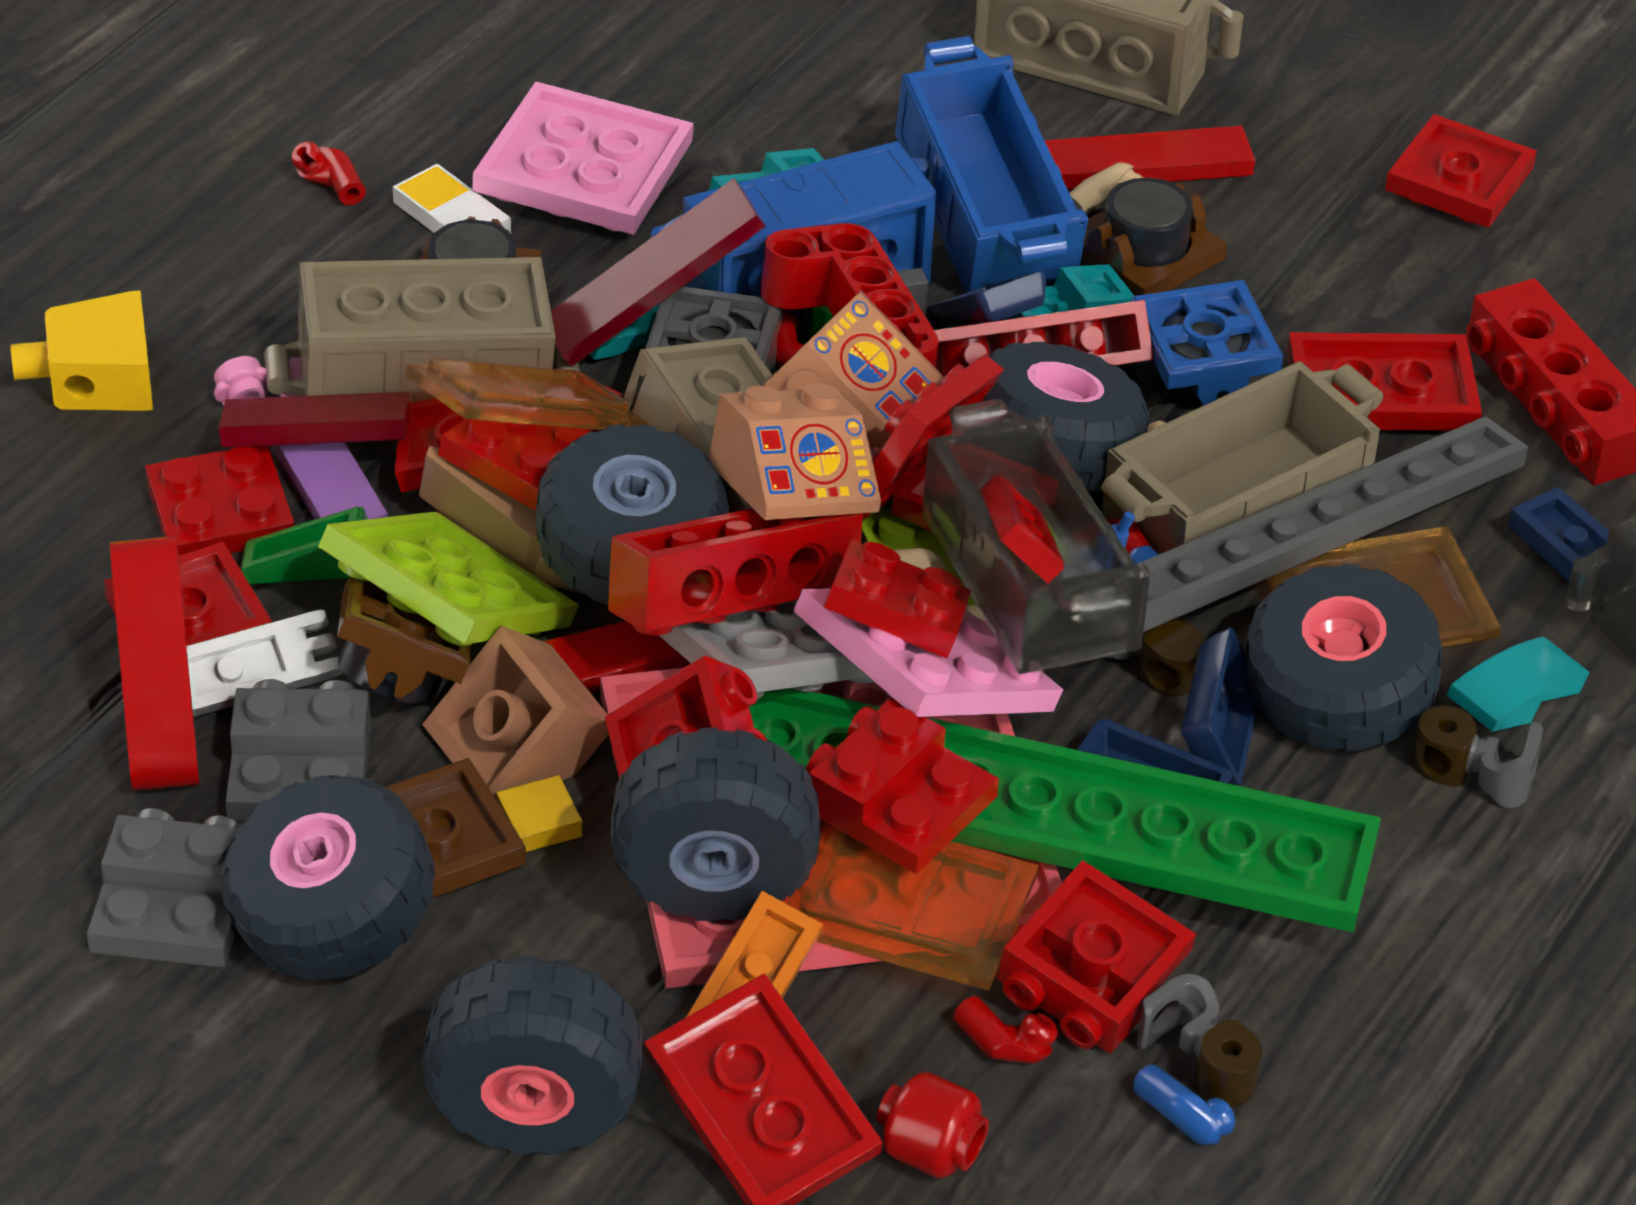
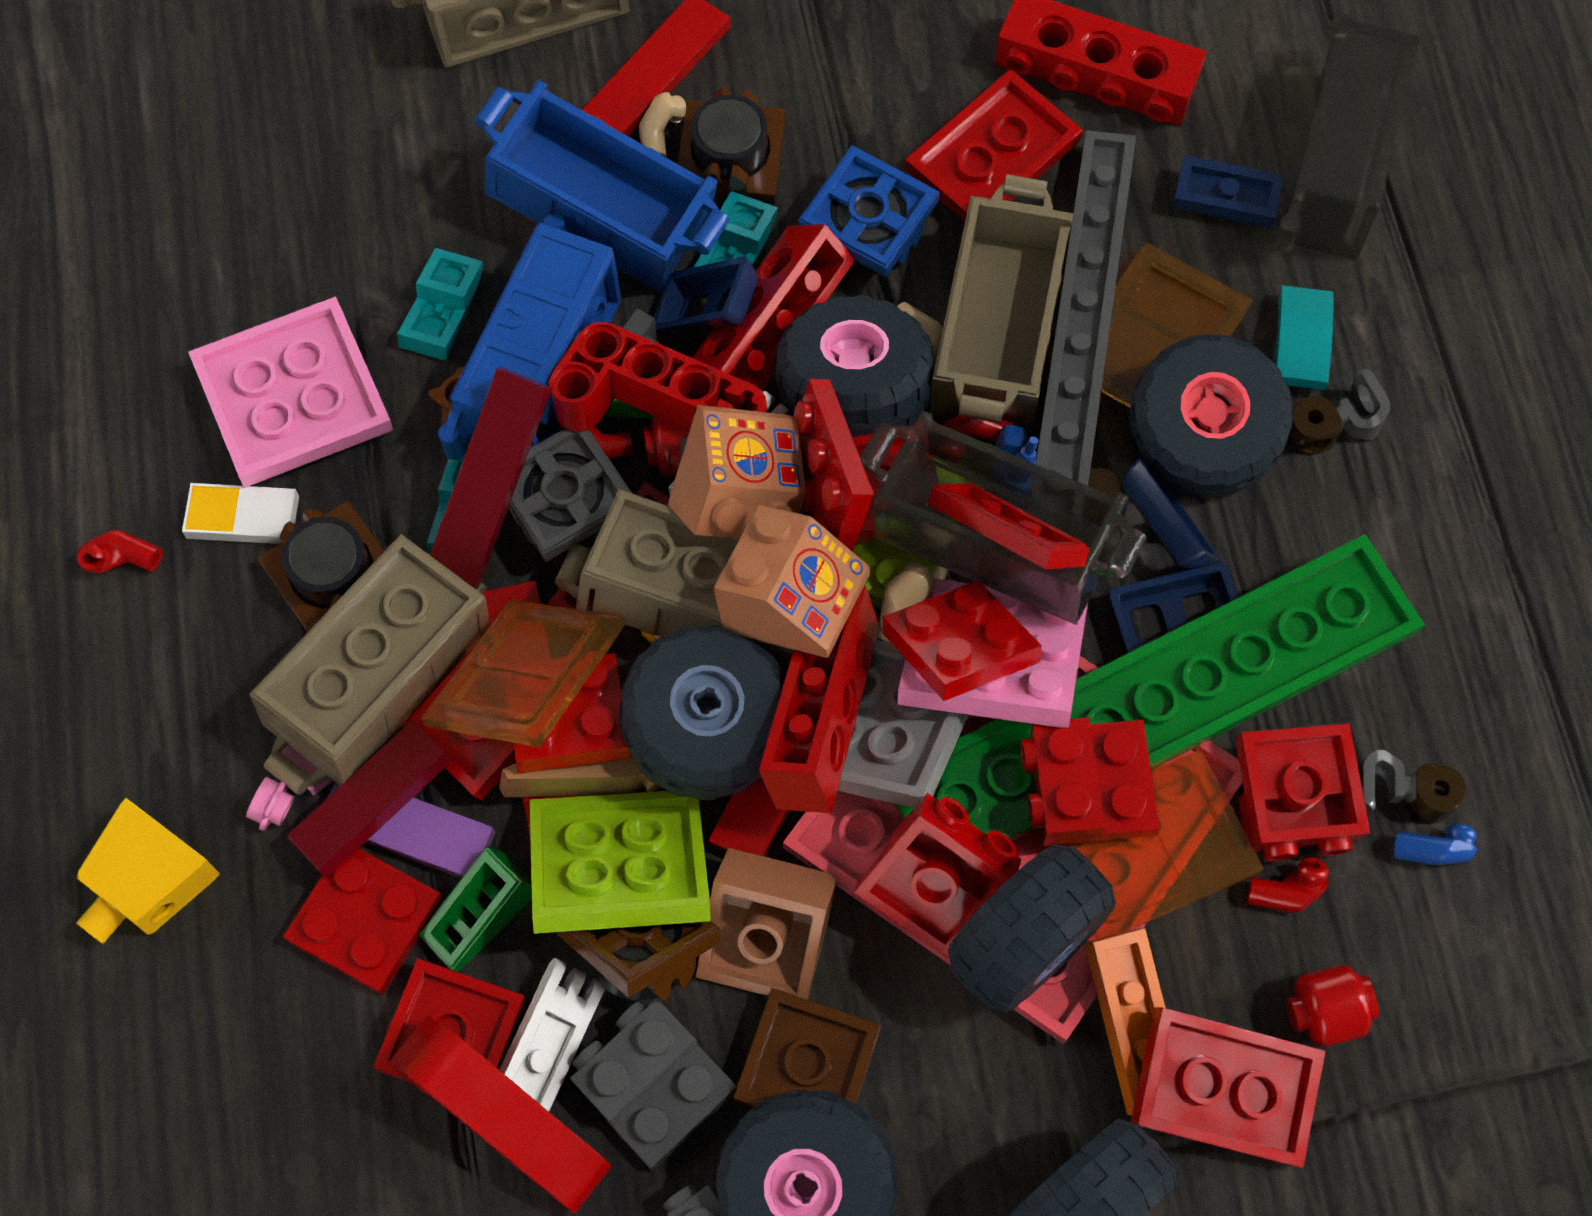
camera: 40 degrees left, 25 degrees up
(541, 812) = (847, 981): yellow tile -> none

